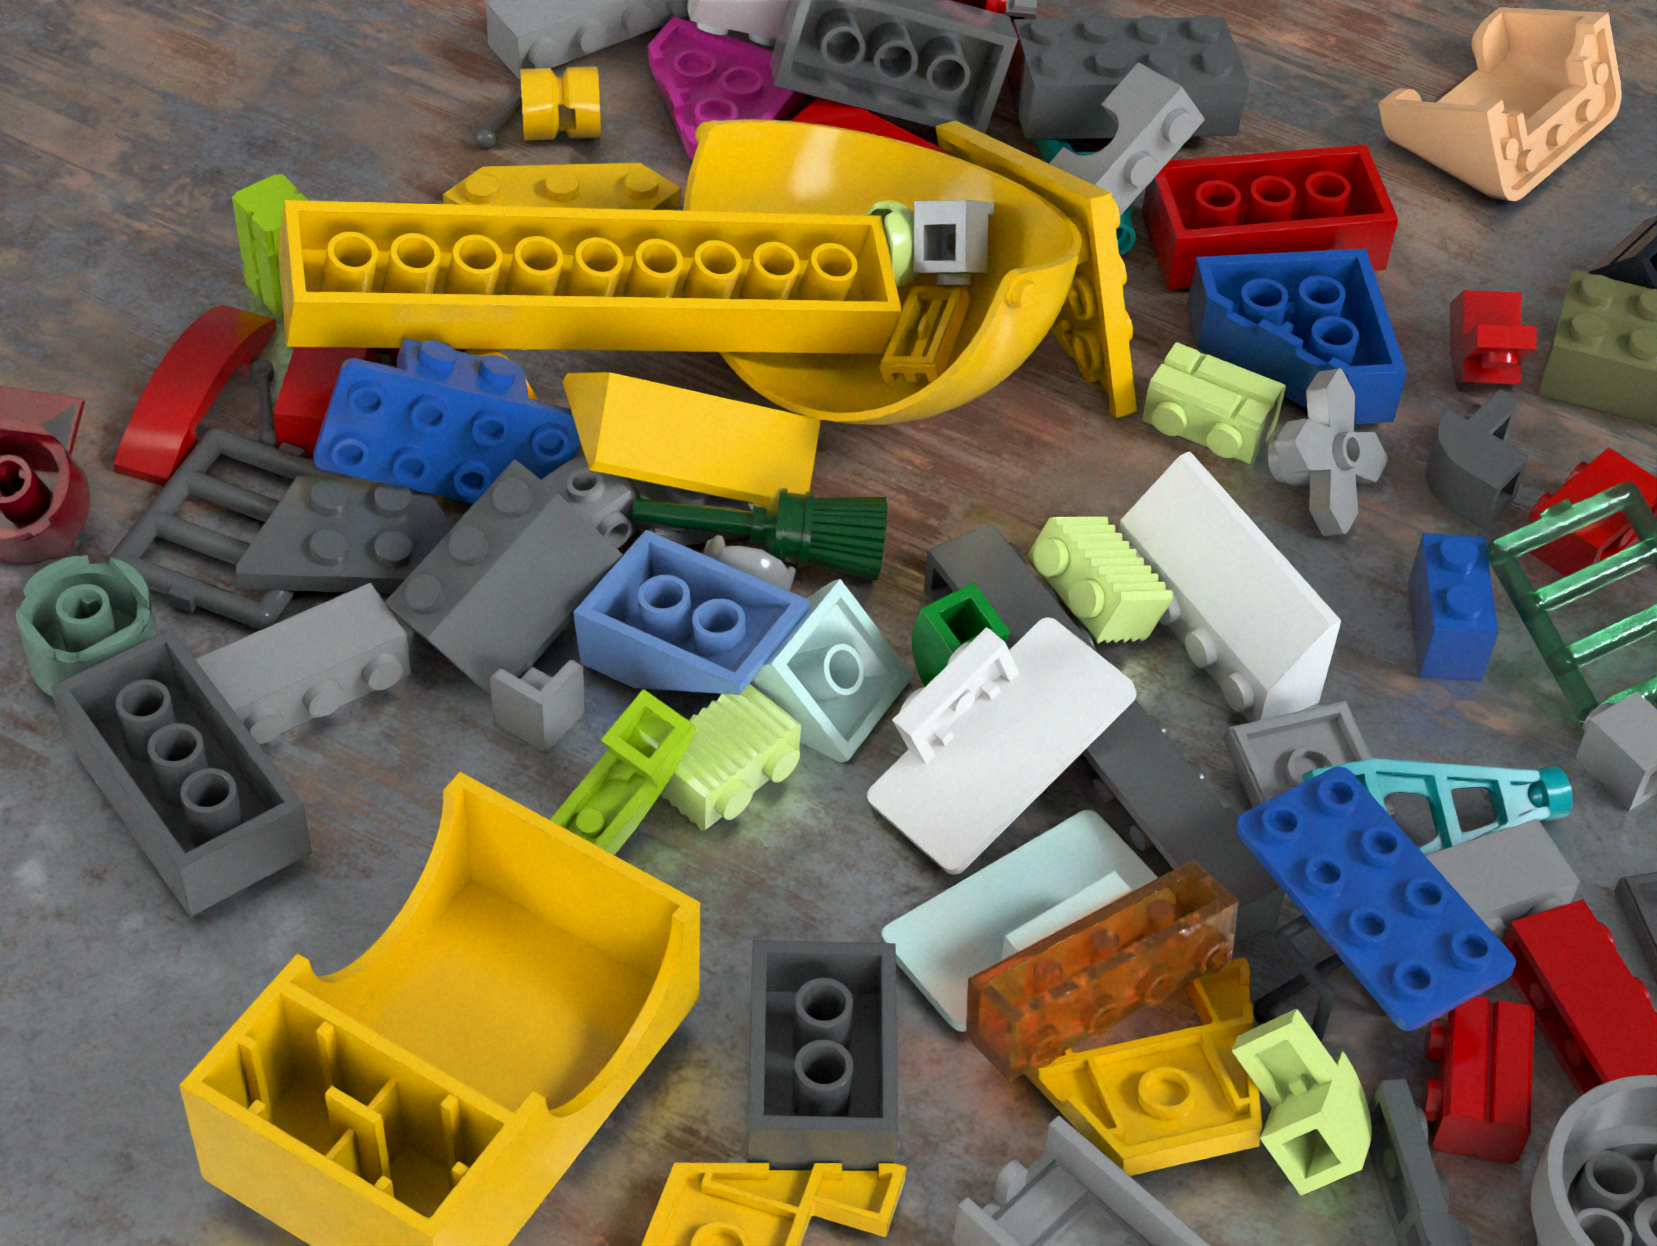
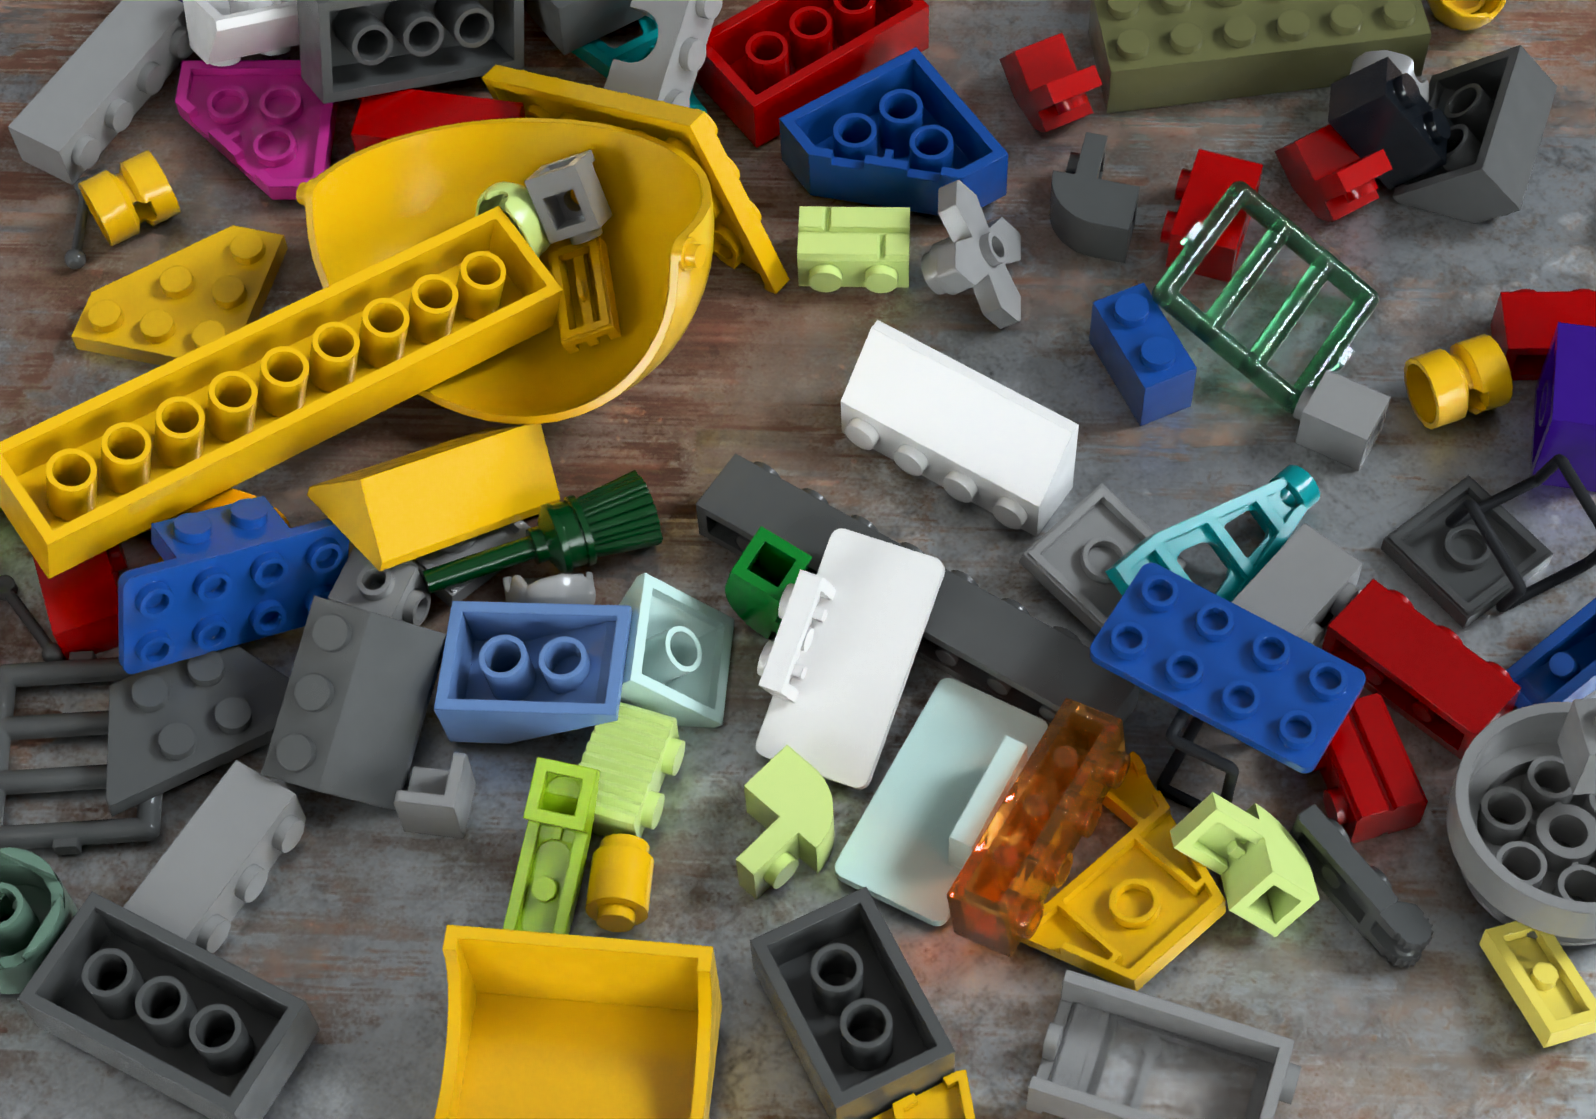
camera: 20 degrees left, 10 degrees up
(670, 842) = (620, 883): none -> yellow brick
(866, 868) = (798, 819): none -> yellowish green brick
(1099, 578) = (848, 461): yellowish green brick -> none

